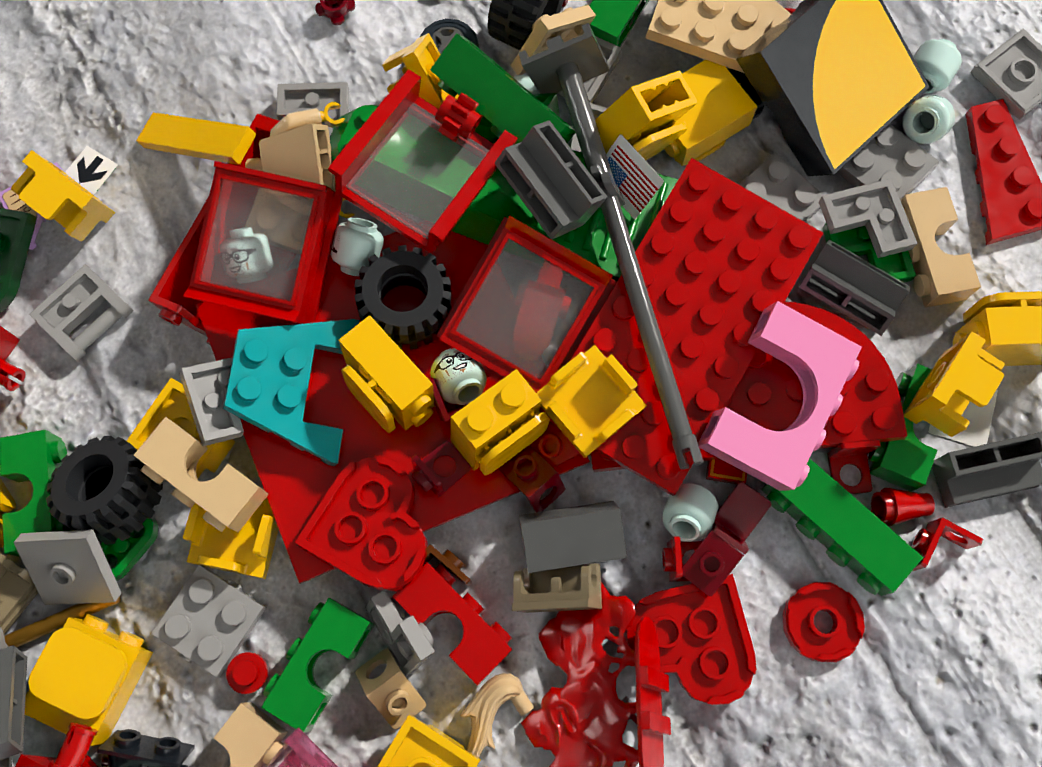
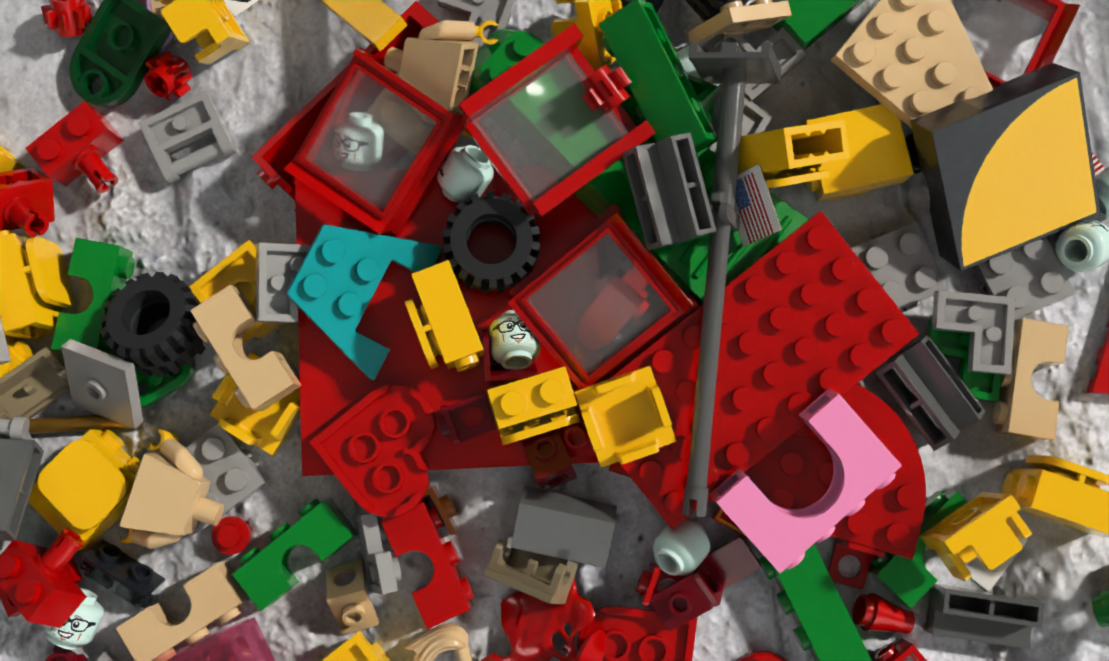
camera: 25 degrees right, 10 degrees up
(45, 263) = (168, 76): none -> red gear
(169, 655) = (168, 496): none -> tan torso

